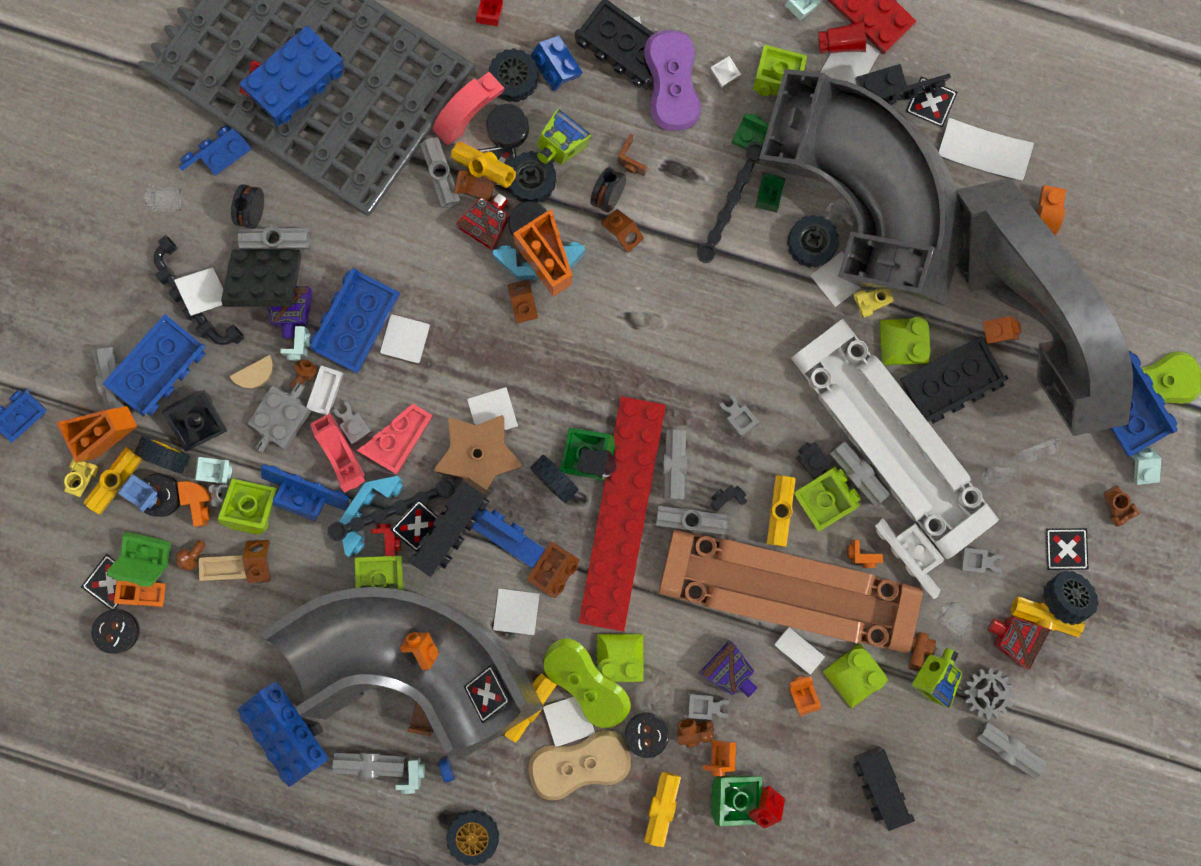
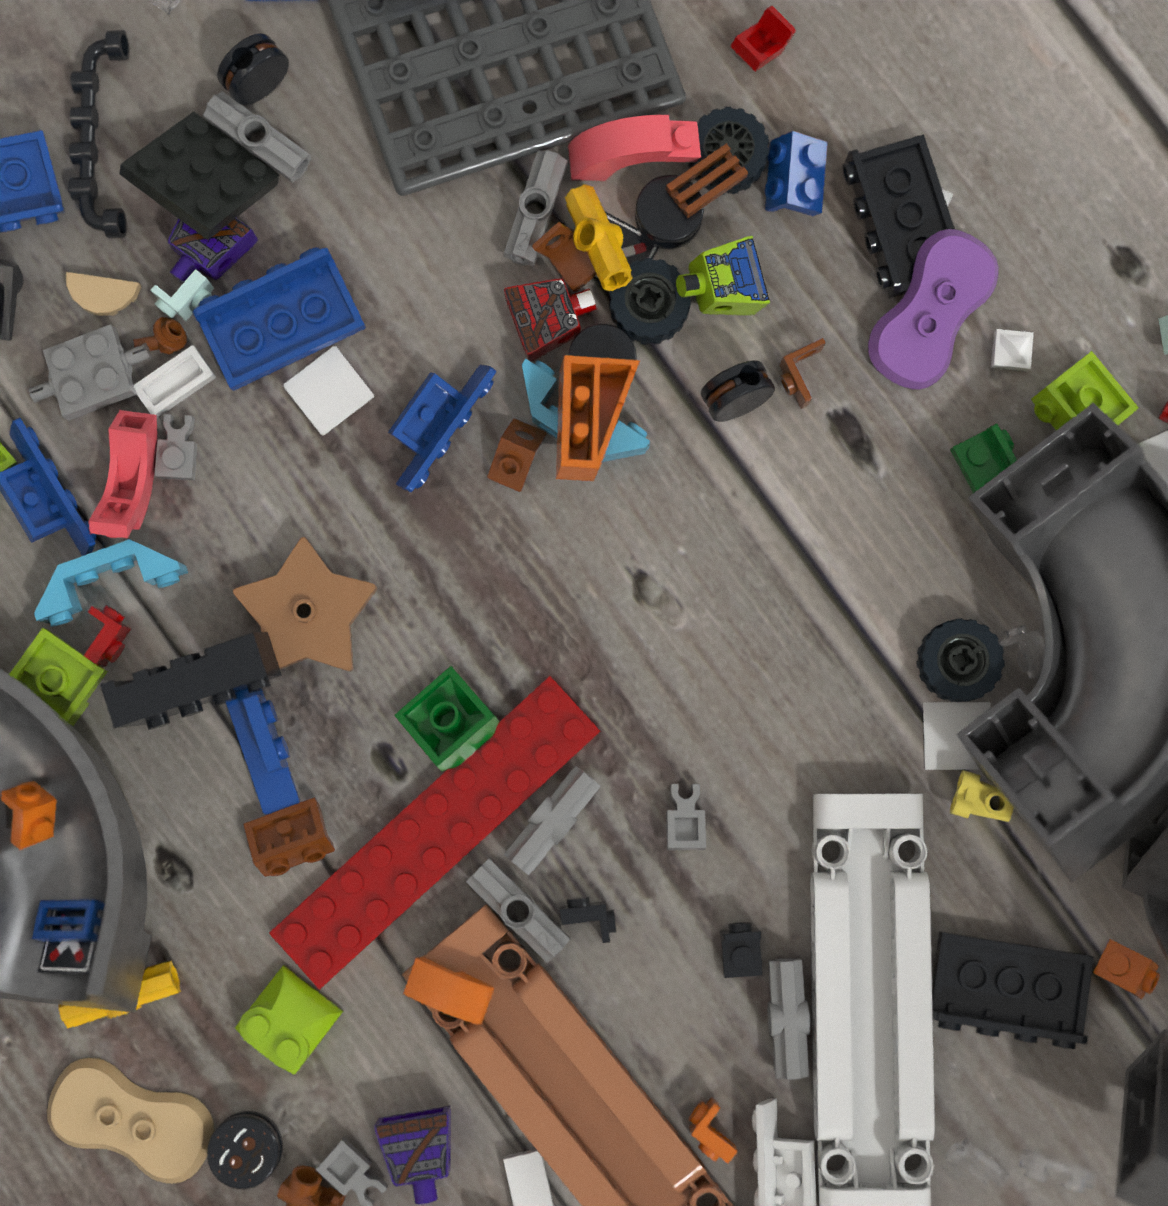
camera: 40 degrees right, 0 degrees up
(200, 291) = (111, 133): white sticker -> none
(337, 531) = (37, 578): black bar -> none
(398, 439) = (217, 515): coral wing -> none
(415, 524) = (154, 642): black sticker -> none
(468, 313) = (432, 420): none -> blue bracket
(486, 669) = (87, 922): none -> blue tile
(491, 406) = (373, 562): white sticker -> none
(516, 611) = (201, 855): white sticker -> none
(520, 79) = (731, 162): none -> dark orange tile
(554, 478) = (377, 719): black wheel -> none
(567, 721) = (161, 1050): white sticker -> none
(572, 668) = (213, 990): lime plate -> none
(596, 463) = (448, 742): black tile -> none
(621, 227) = (718, 452): dark orange bracket -> none
(688, 581) = (448, 991): none -> orange slope
(706, 252) = (805, 570): black bar -> none
(770, 192) = (951, 553): dark green bracket -> none
(778, 526) = (627, 1006): yellow piece -> none
(828, 498) = (721, 1019): lime plate -> none
(904, 341) = (983, 886): lime slope -> none

